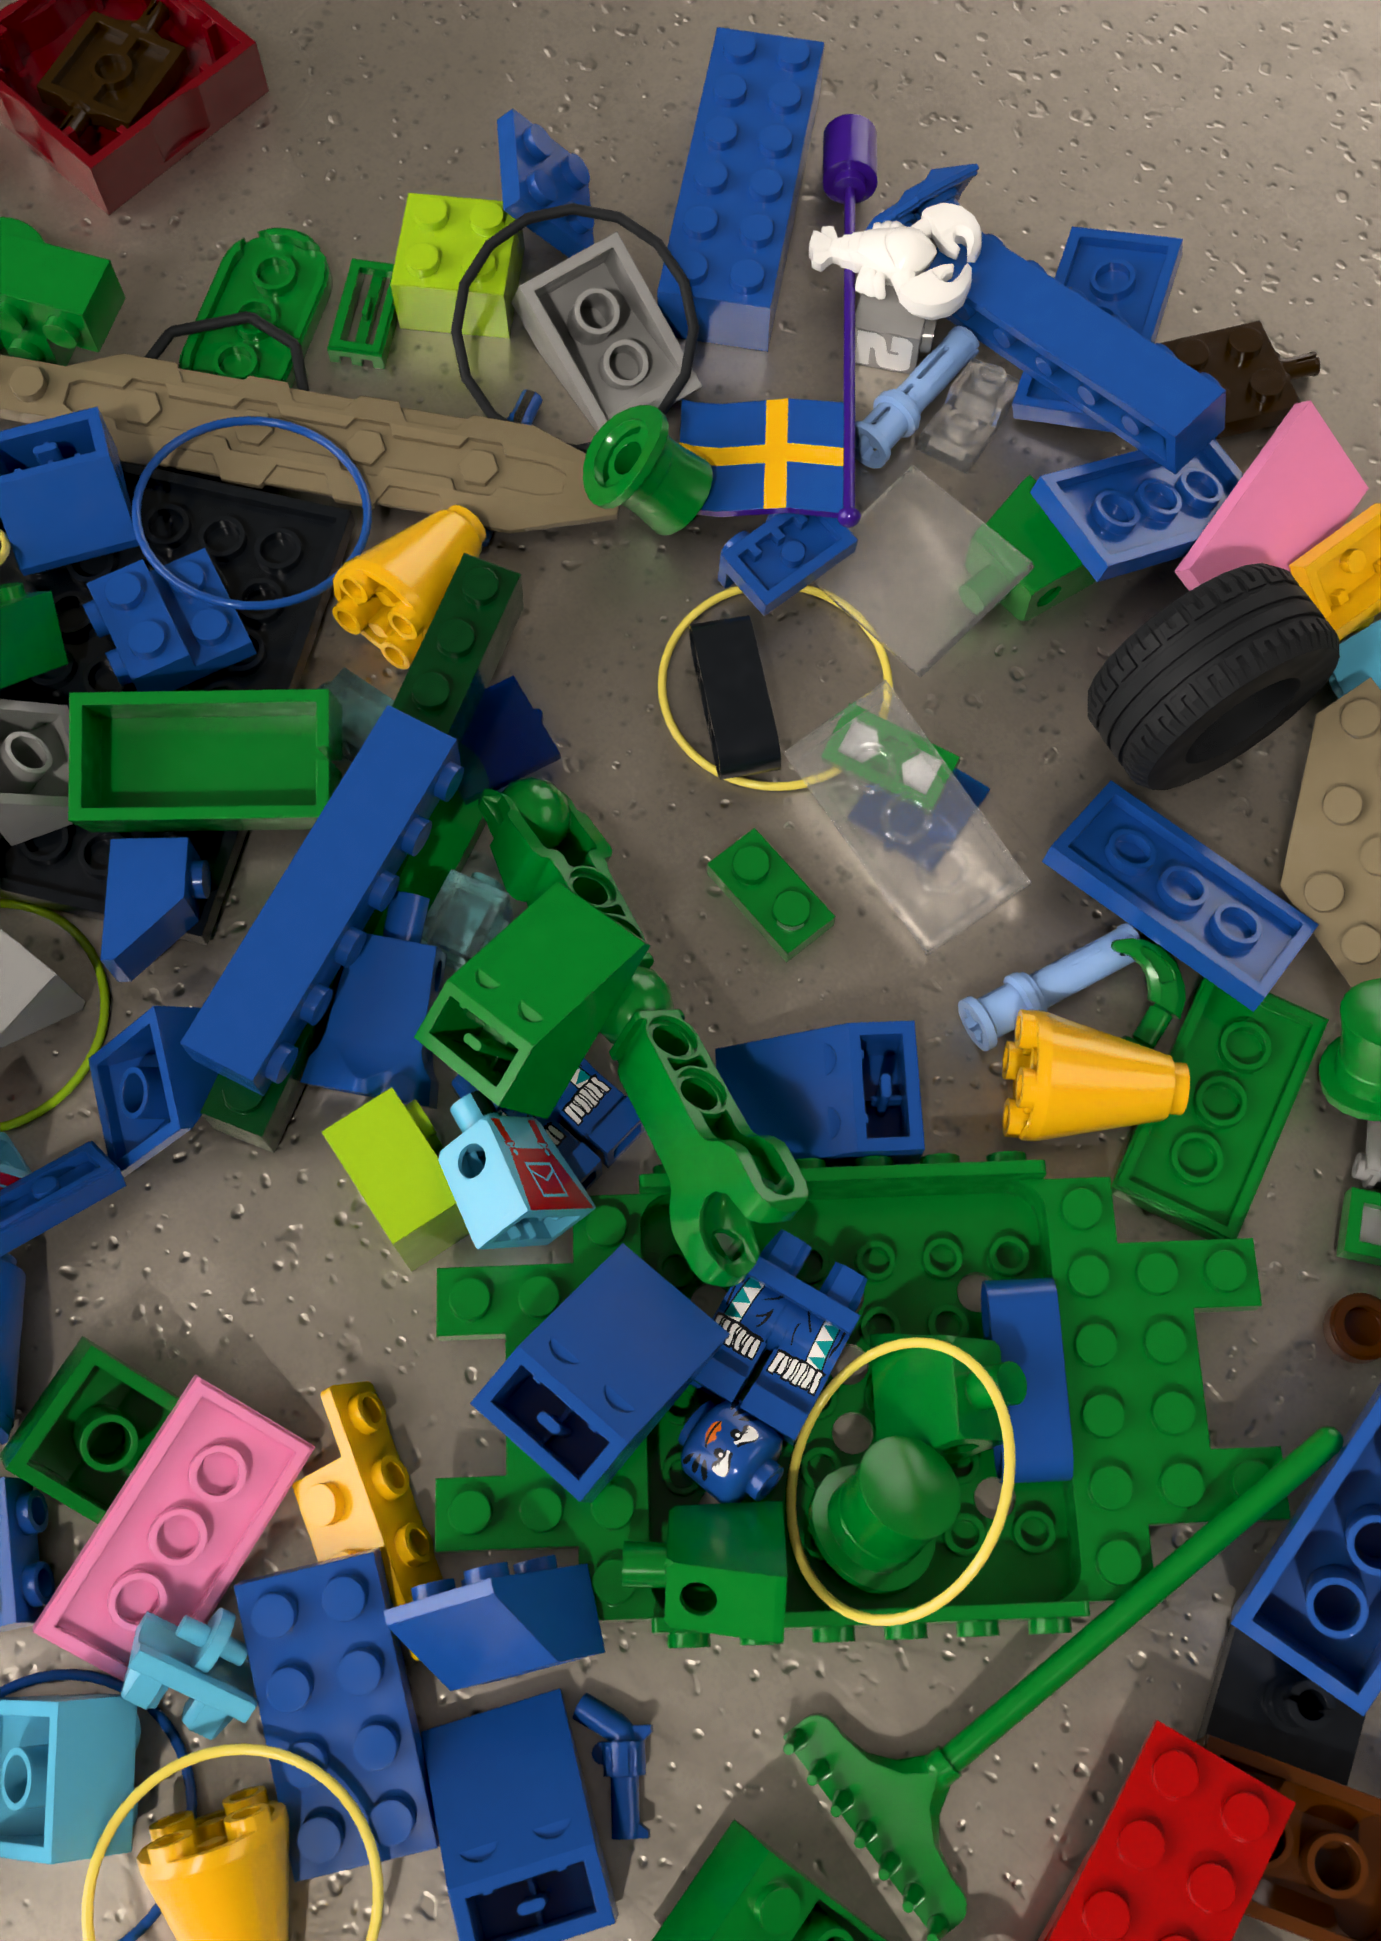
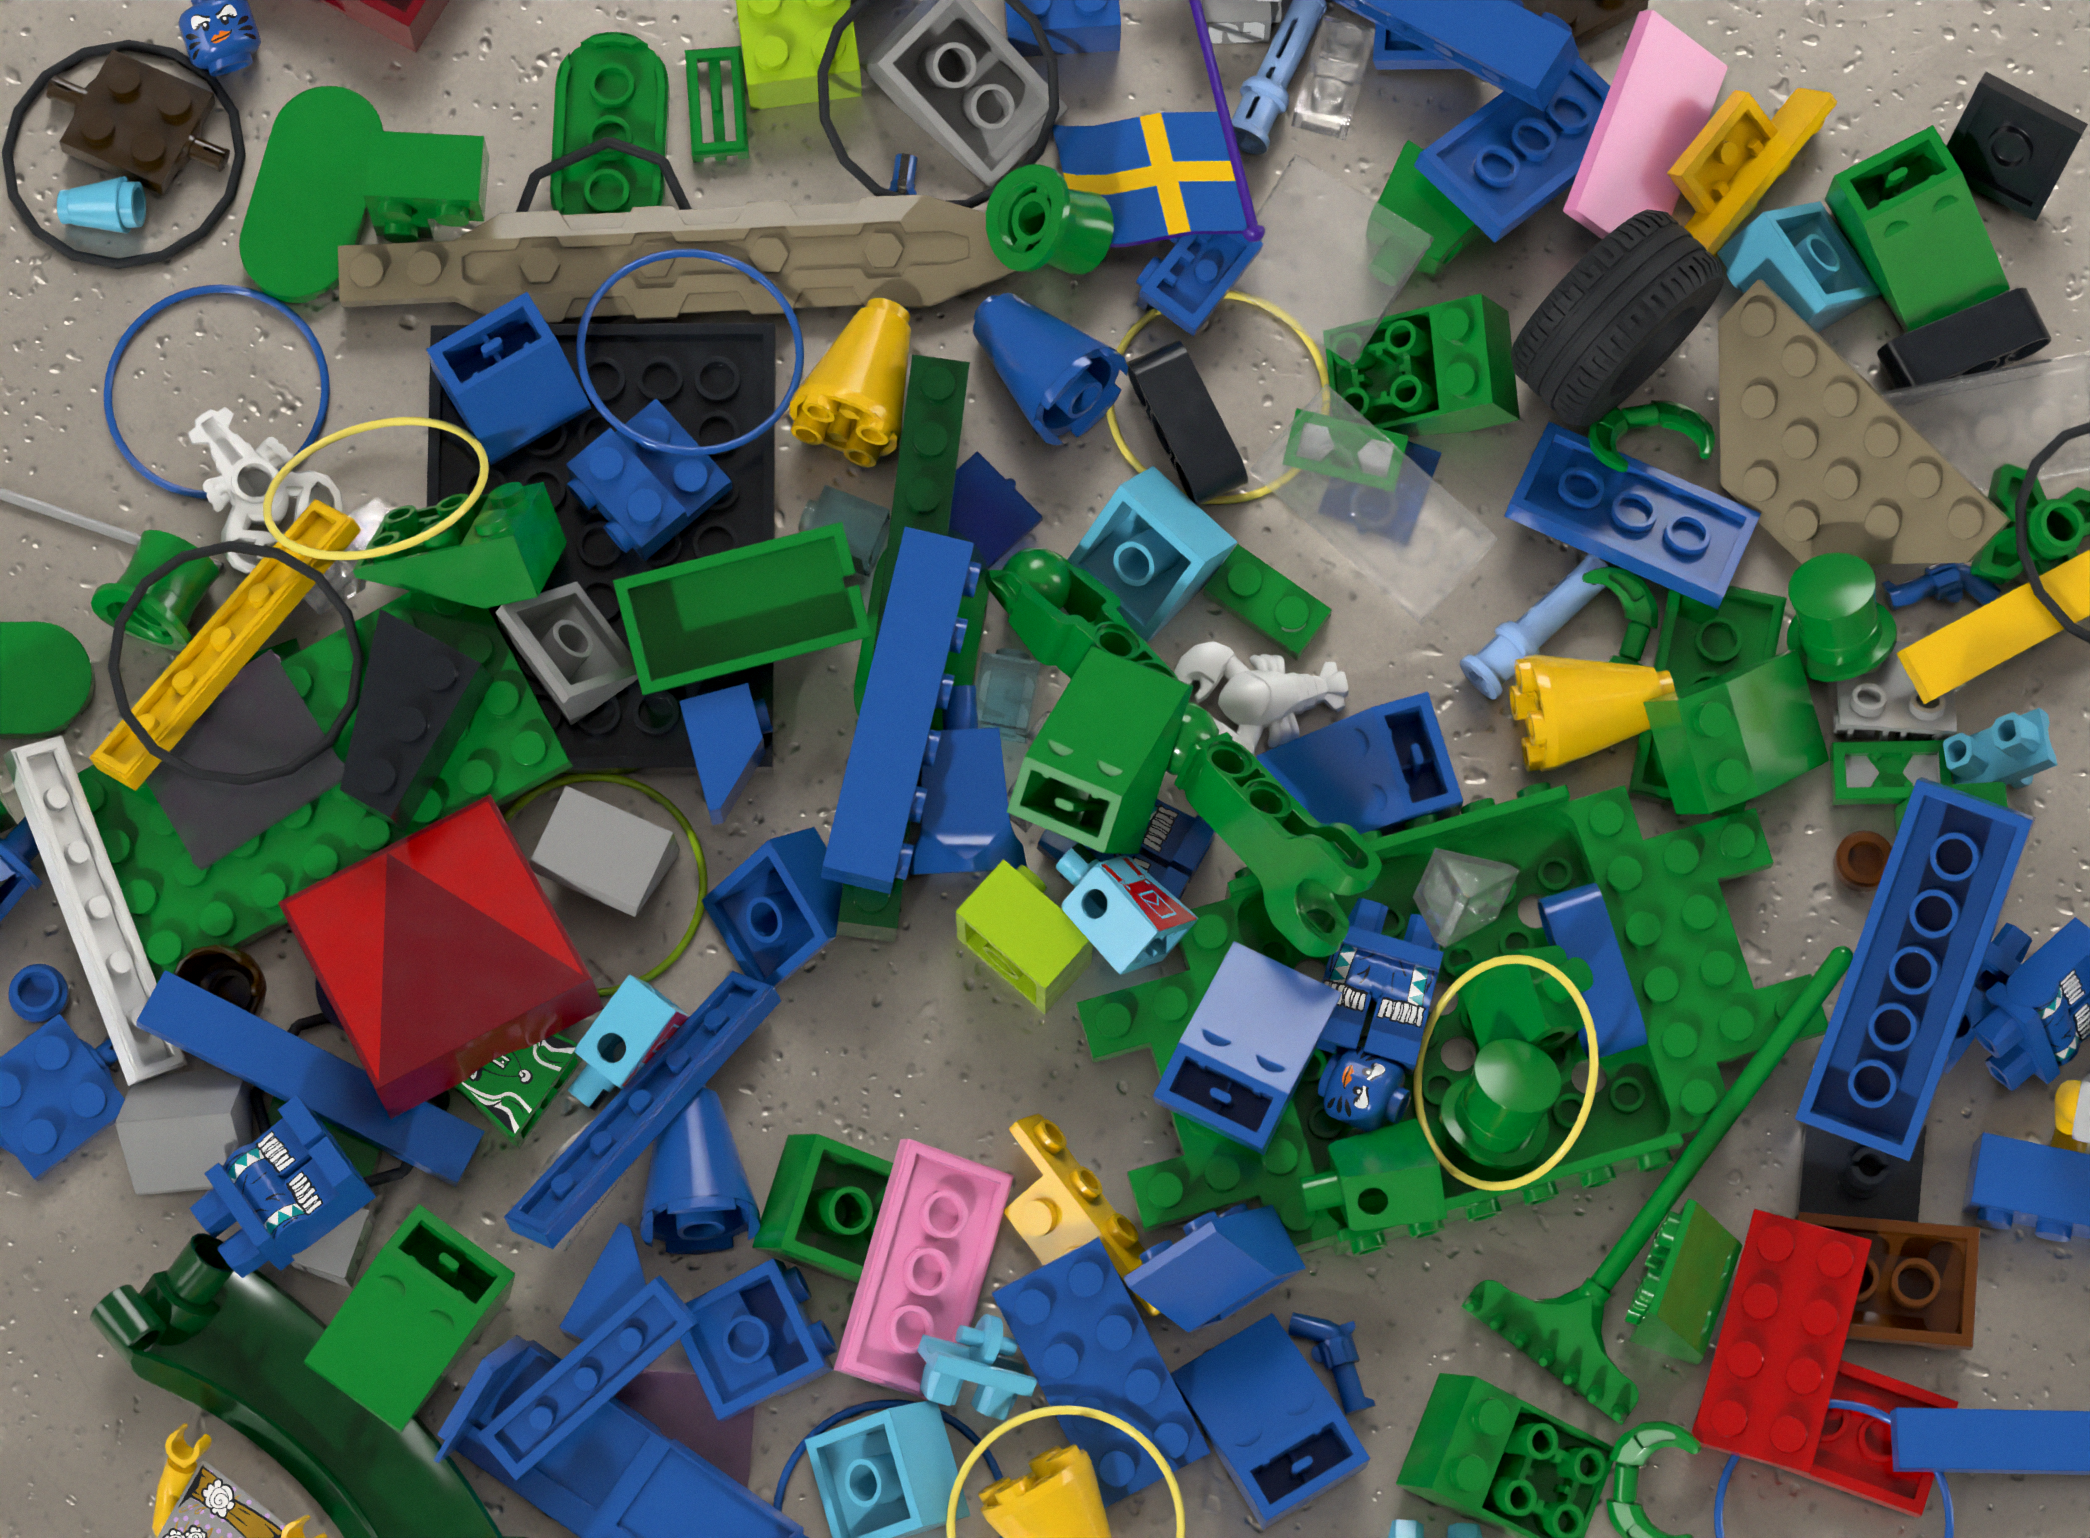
camera: 15 degrees left, 5 degrees up
(611, 612) = (1049, 366): none -> blue cone
(662, 812) = (1152, 550): none -> medium azure slope
(732, 988) = (1260, 696): none -> white animal
(897, 1254) = (1461, 894): none -> clear slope
(1005, 702) = (1434, 370): none -> green slope
(1051, 1792) = (1684, 1285): none -> green slope
(1173, 802) = (1669, 414): none -> green piece
(1246, 1152) = (1737, 734): none -> green slope

